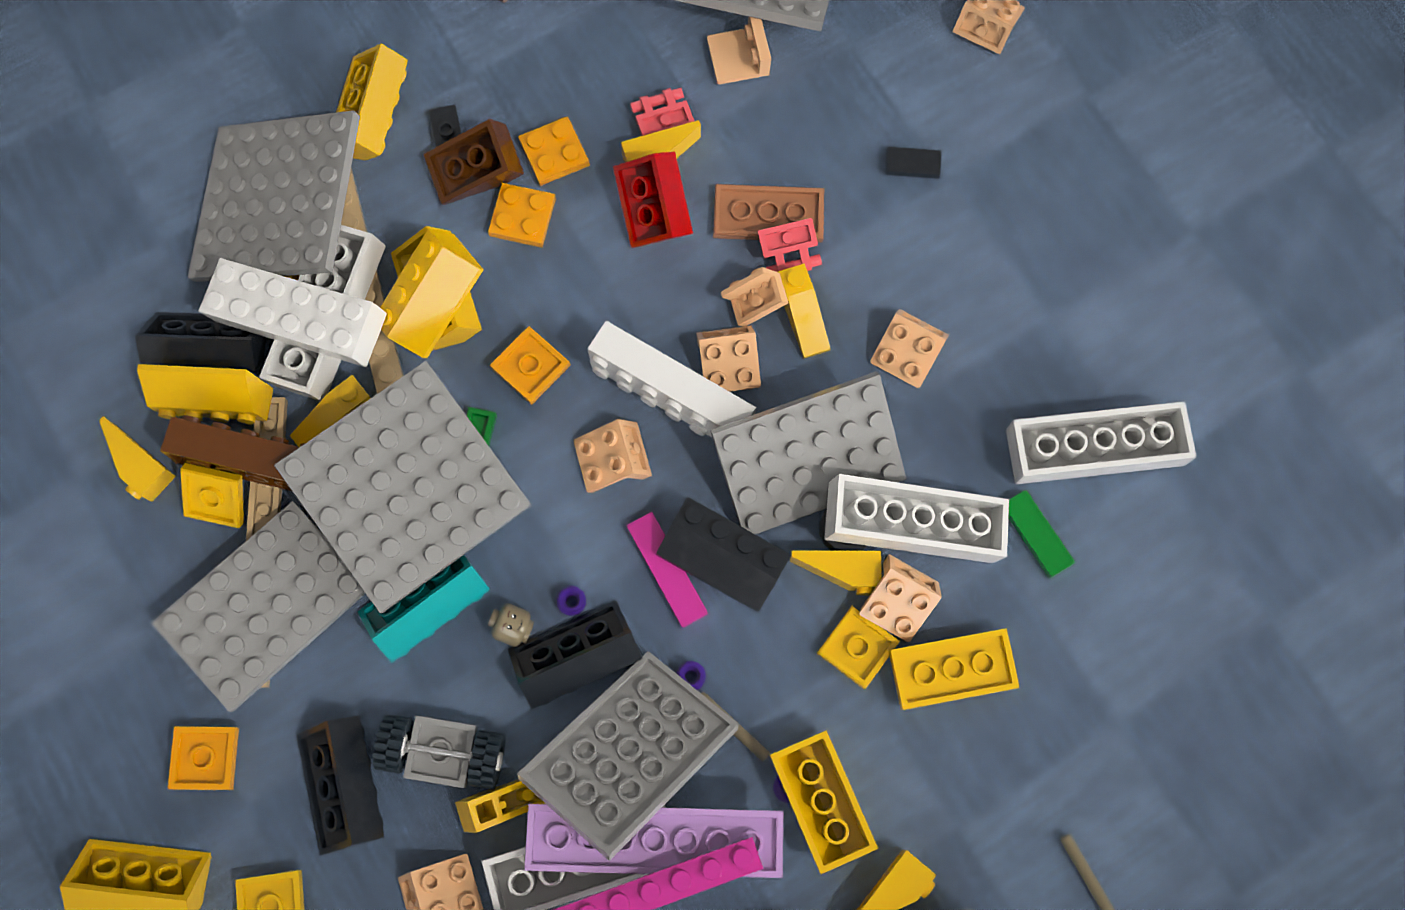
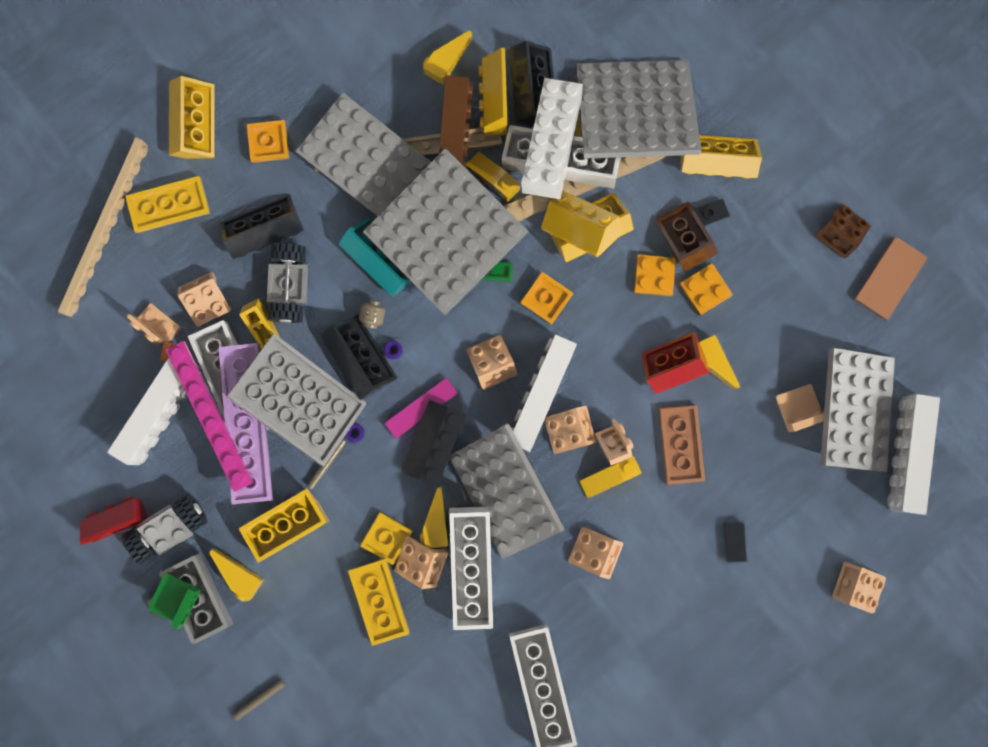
camera: 80 degrees right, 10 degrees up
(212, 495) = (428, 112): yellow tile -> none
(662, 118) = (739, 362): coral plate -> none
(788, 239) = (660, 459): coral plate -> none
(1038, 535) = (476, 651): green tile -> none

